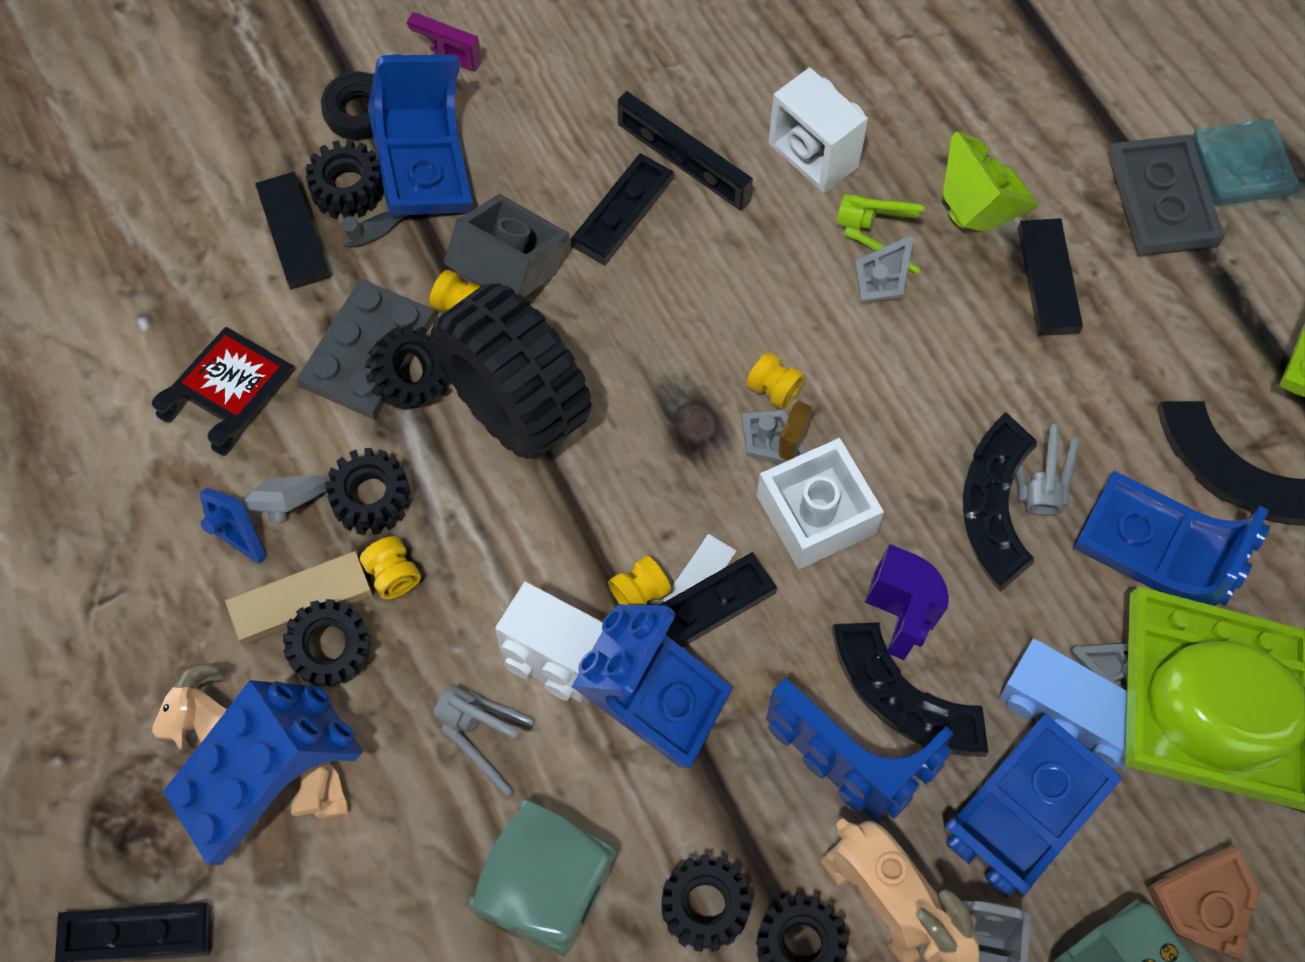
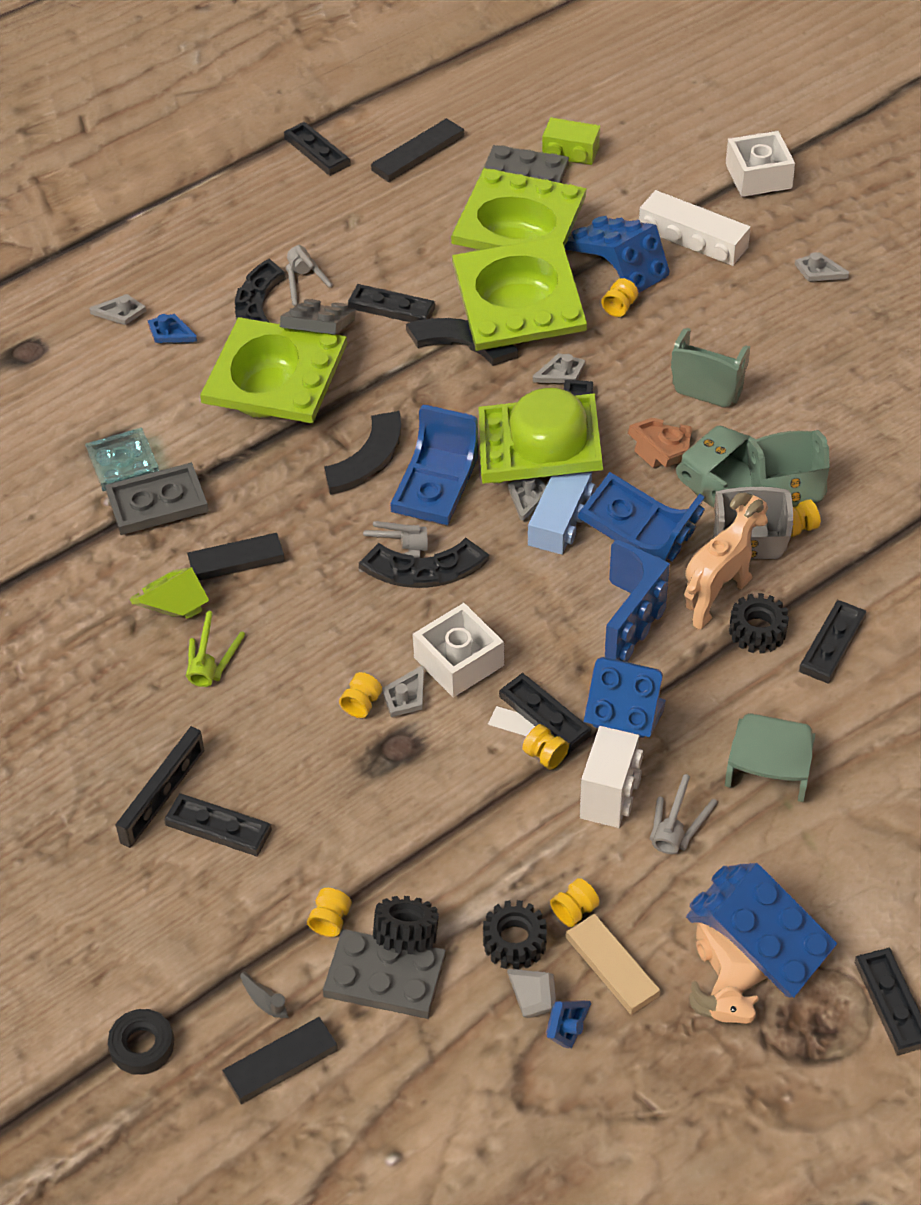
camera: 100 degrees left, 15 degrees down
(229, 381) = (438, 1067): flag -> none
(317, 616) = (645, 940): black tyre -> none
(340, 161) = (225, 1045): black tyre -> none
(418, 135) = (187, 971): blue bracket -> none
(448, 40) = (68, 976): magenta tile -> none
(506, 246) = (286, 873): dark grey brick -> none
(511, 370) = (411, 826): black tyre -> none
(711, 873) = (751, 689): black tyre -> none
(794, 430) = (406, 669): pearl gold tile -> none
(817, 129) = (139, 692): white brick -> none
(884, 272) = (251, 646): light grey piece -> none
(899, 703) = (581, 603): black tile -> none
(913, 592) = (512, 592): dark purple brick -> none

